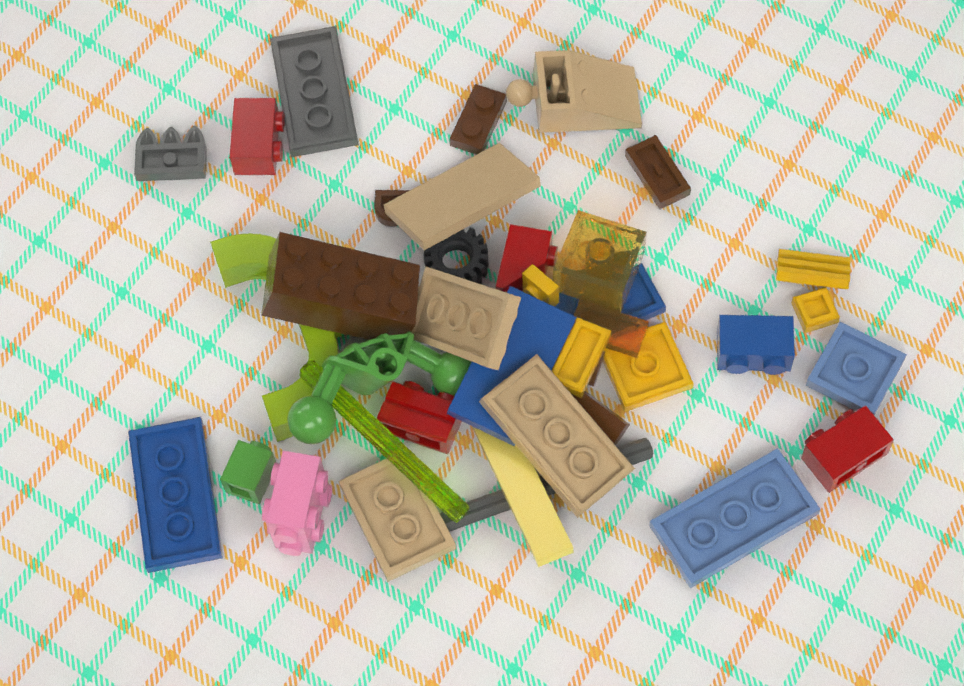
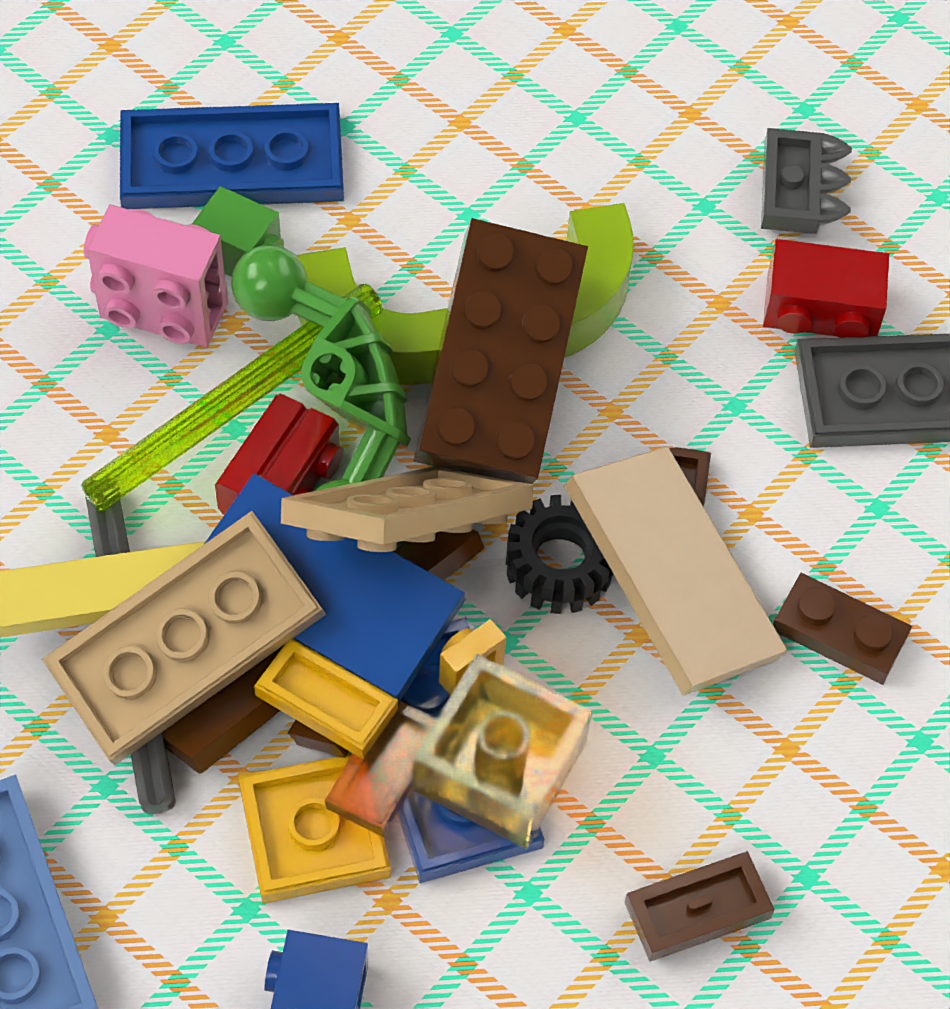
camera: 90 degrees right, 5 degrees down
(396, 519) = (105, 411): tan plate -> none
(522, 249) = (542, 642): red slope -> none
(582, 95) = (872, 807): tan slope -> none

